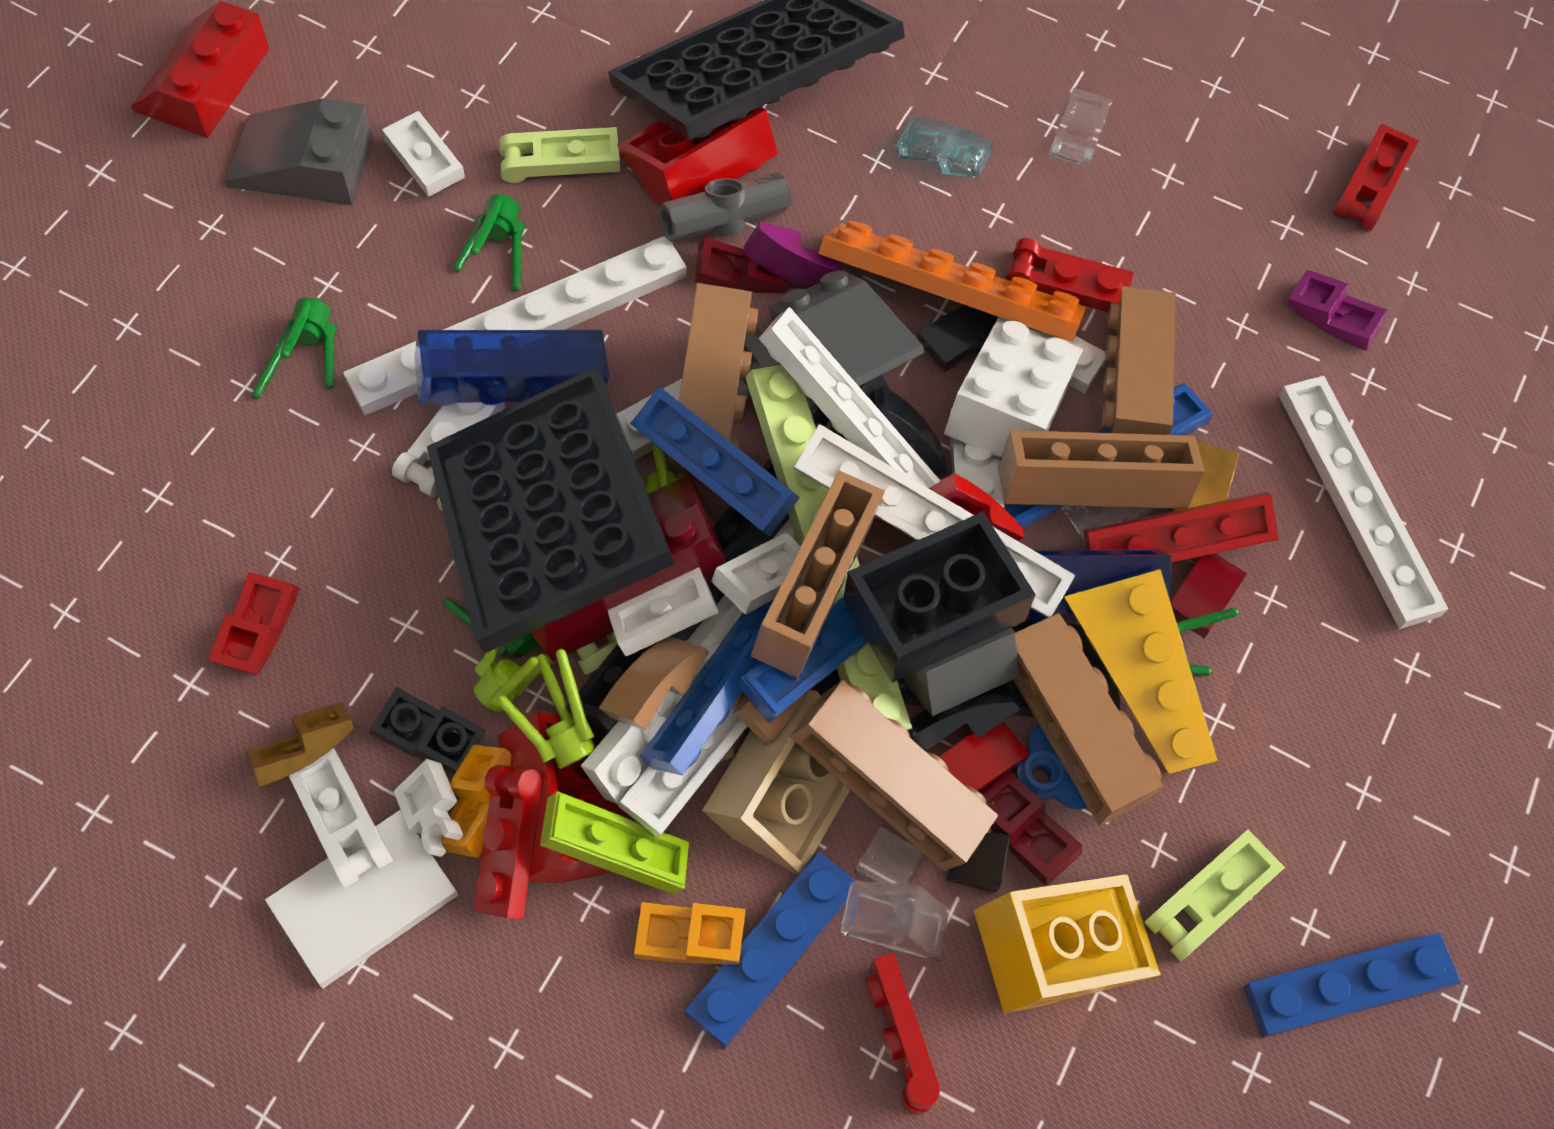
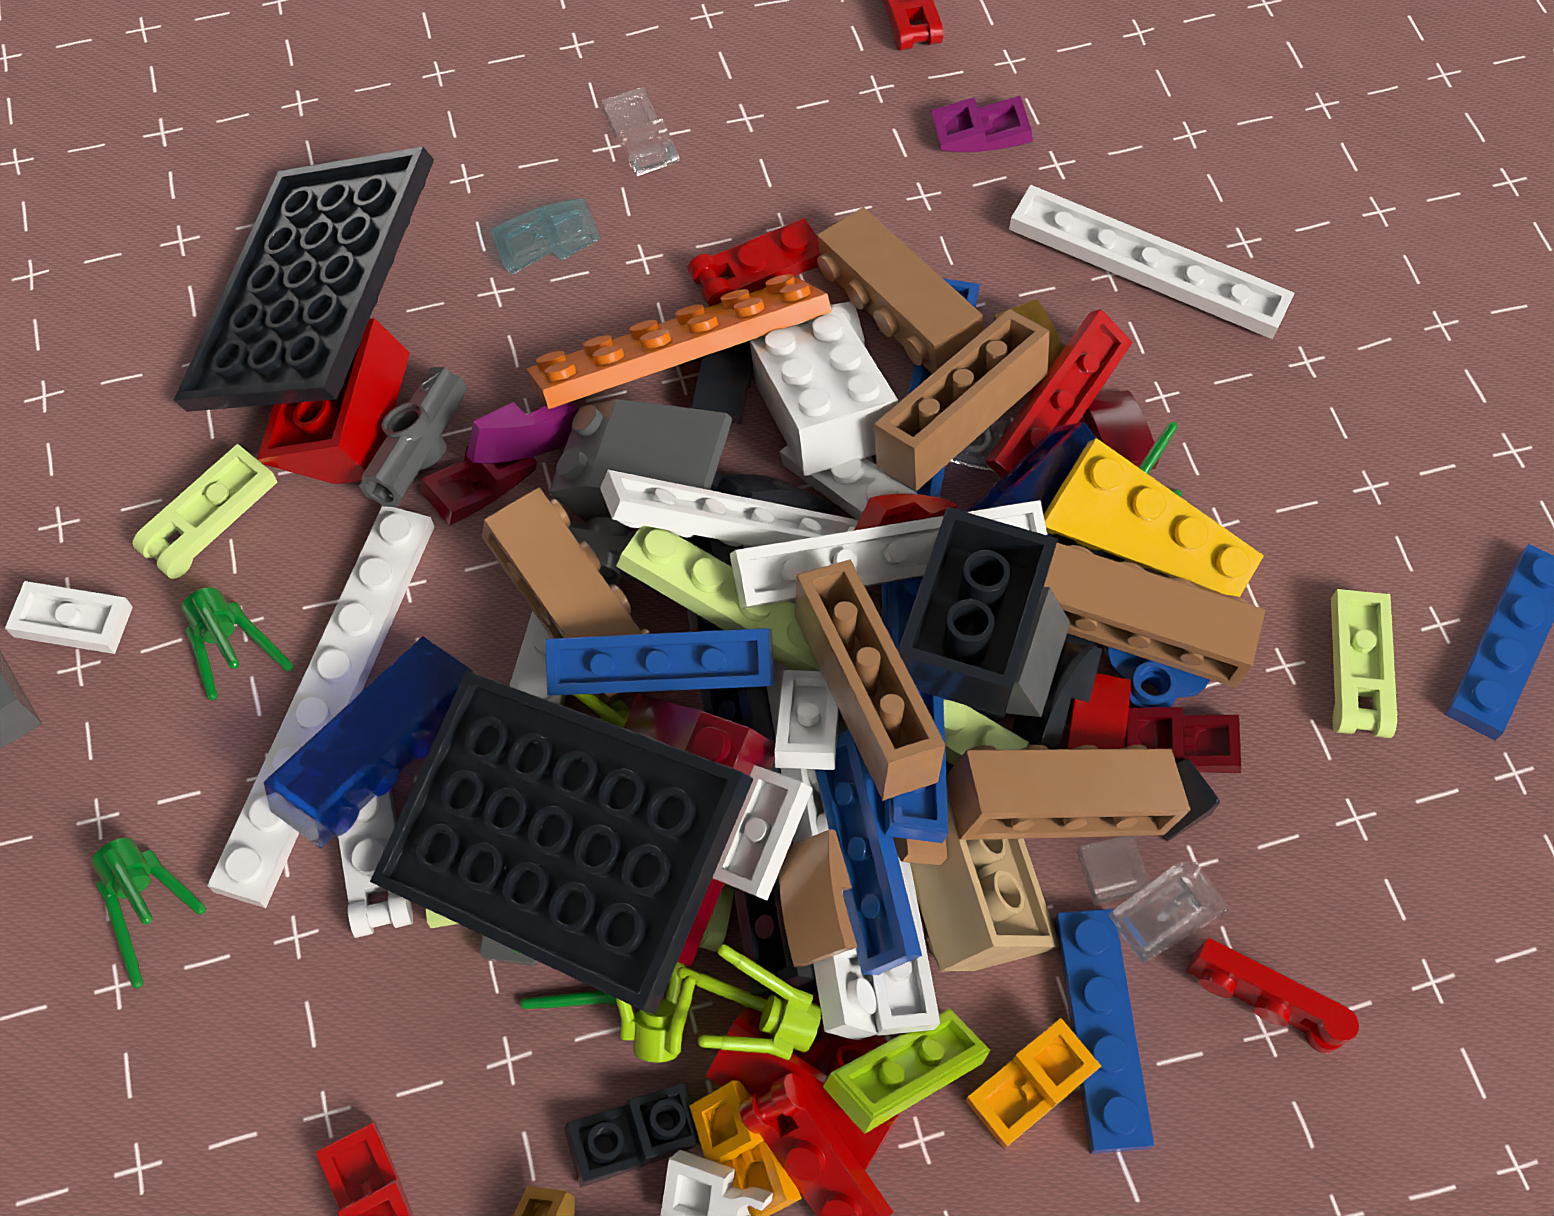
camera: 40 degrees left, 0 degrees up
(1065, 942) = (1306, 806): yellow slope -> none

